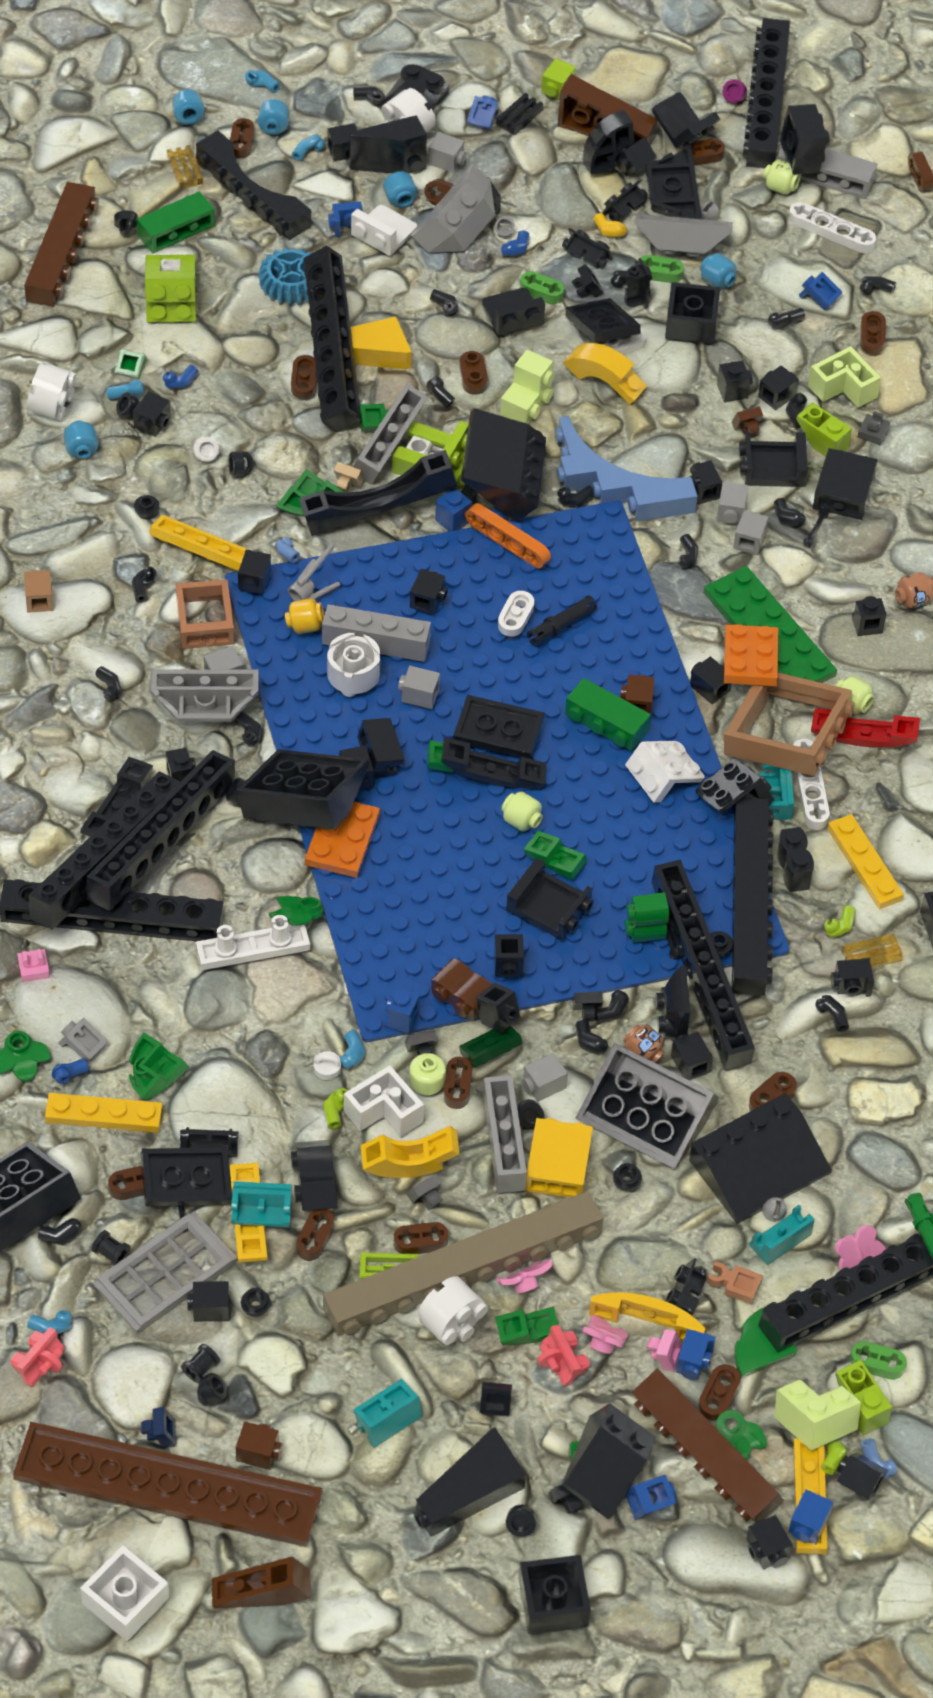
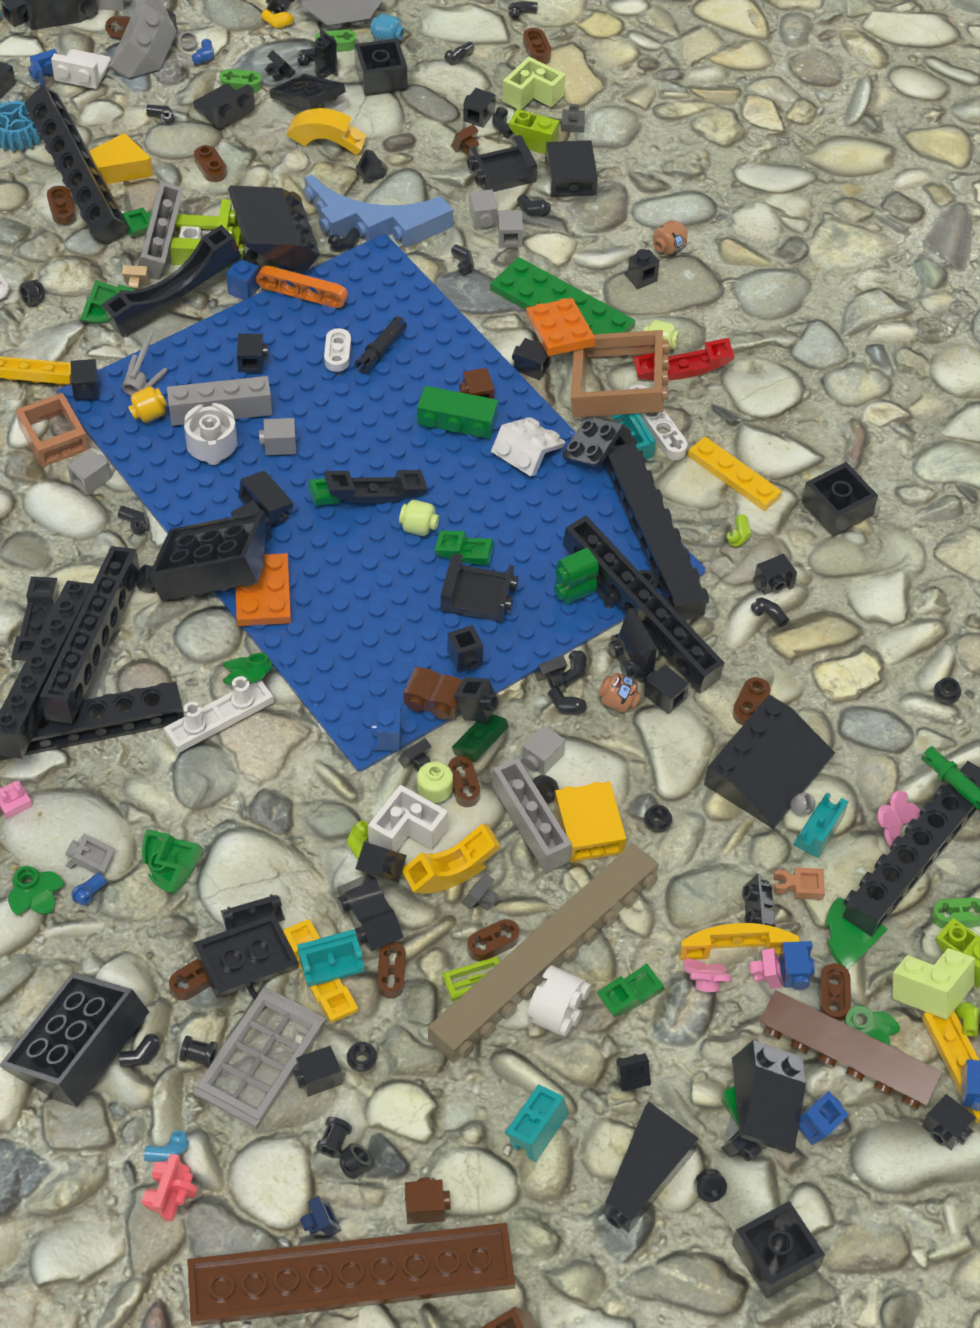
camera: 20 degrees left, 0 degrees up
(103, 1112) = (137, 919): yellow plate -> none
(178, 763) = (82, 568): black brick -> none
(203, 693) = (82, 498): light grey wedge -> none
(286, 550) = (102, 353): medium blue arm -> none
(327, 1065) = (335, 804): white tile -> none
(344, 1132) = (381, 862): none -> black brick
(355, 1052) = (356, 782): dark azure arm -> none
(400, 189) = (83, 32): dark azure head -> none
(436, 388) = (189, 187): black arm -> none
(499, 726) = (365, 450): black plate -> none
(525, 1279) = (609, 944): bright pink animal -> none
(530, 388) = (268, 158): yellowish green brick -> none
(559, 1355) = (674, 1008): coral hips -> none
(580, 242) = (275, 40): black hinge -> none
(635, 423) = (370, 167): none -> black tile
(646, 1106) = (647, 747): slope -> none
(706, 481) = (454, 195): black brick -> none
(734, 381) = (439, 111): black brick -> none
(795, 859) = (677, 488): black brick -> none
(821, 290) = (479, 22): blue bracket -> none
(823, 514) = (562, 198): black hinge -> none
(877, 956) = (789, 548): clear yellow tile -> none

